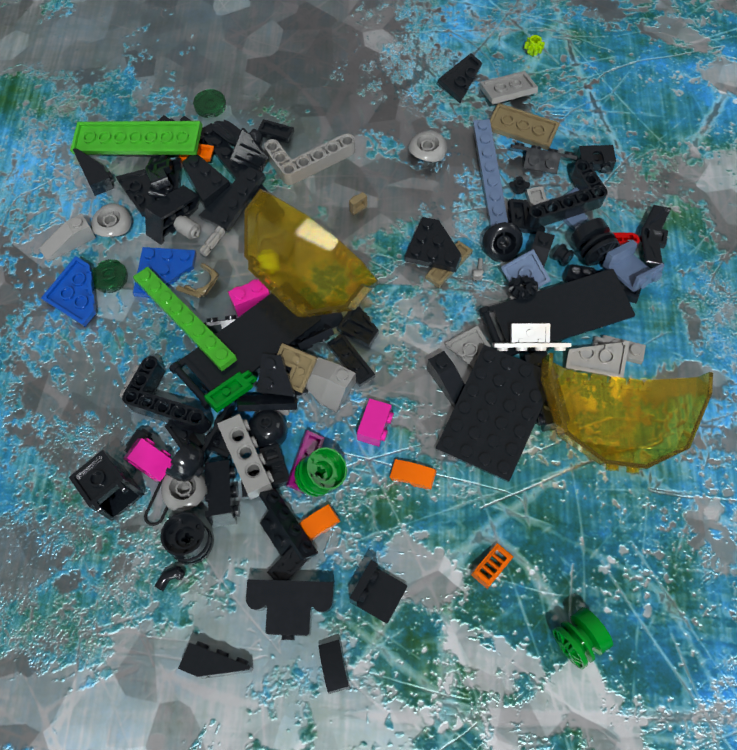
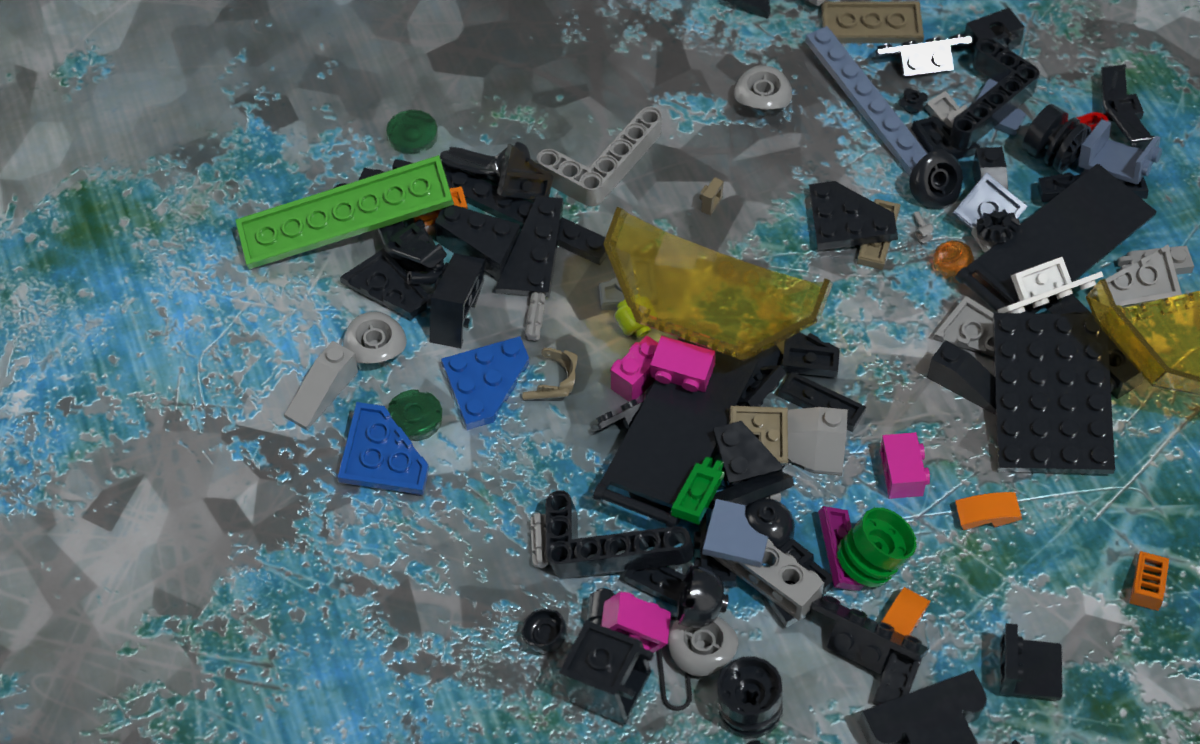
camera: 25 degrees left, 10 degrees down
(95, 173) = (301, 281): black slope -> none
(97, 440) = (544, 631): none -> black hair
(185, 319) = (572, 425): bright green plate -> none
(187, 227) = (490, 309): light grey brick -> none
(221, 494) = (760, 627): black wedge -> none
(229, 429) = (732, 536): none -> sand blue tile
(267, 305) = (682, 364): none -> dark pink brick
(276, 131) = (537, 137): black plate -> none
(485, 296) = (952, 257): none -> clear orange hair
(563, 255) = (1022, 170): black wheel -> none

